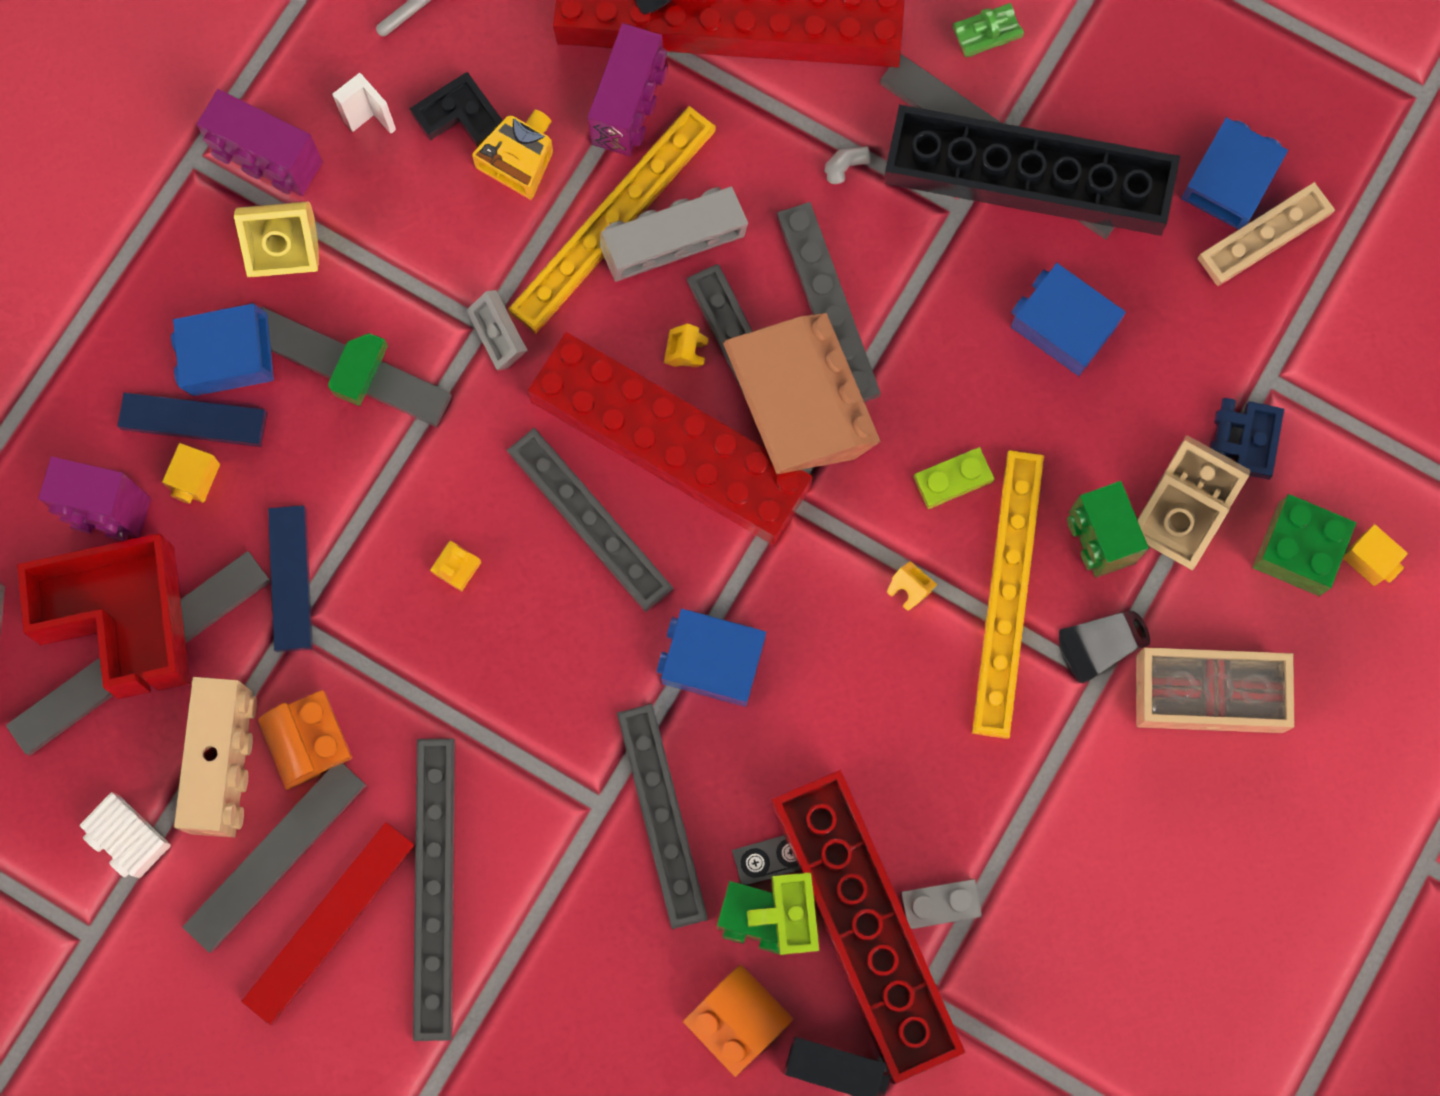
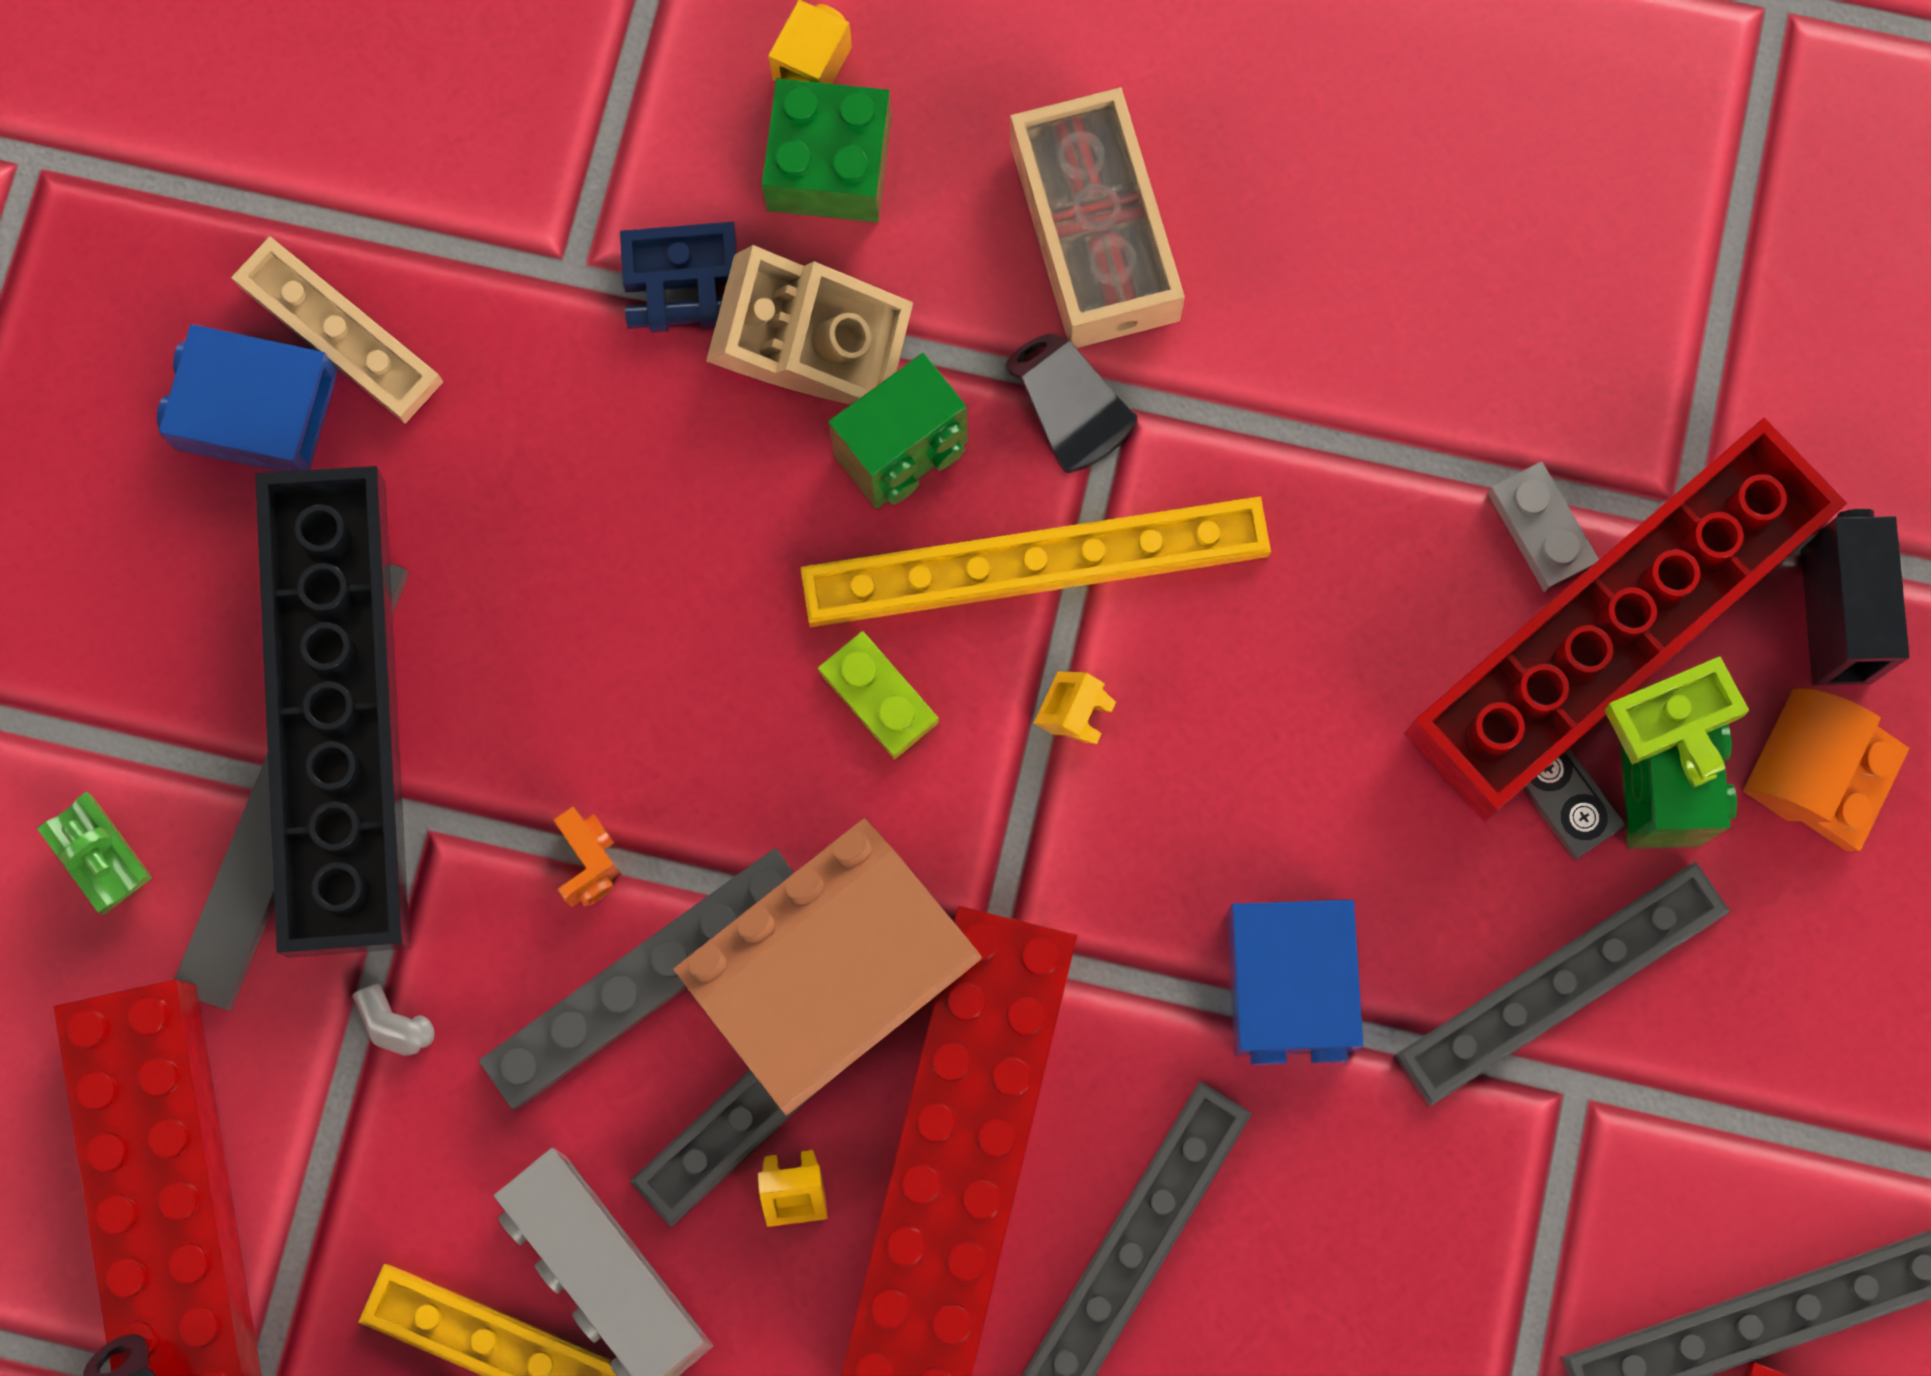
camera: 105 degrees left, 0 degrees up
(910, 291) = (589, 842): none -> orange bracket
(1066, 318) = (565, 591): blue brick -> none

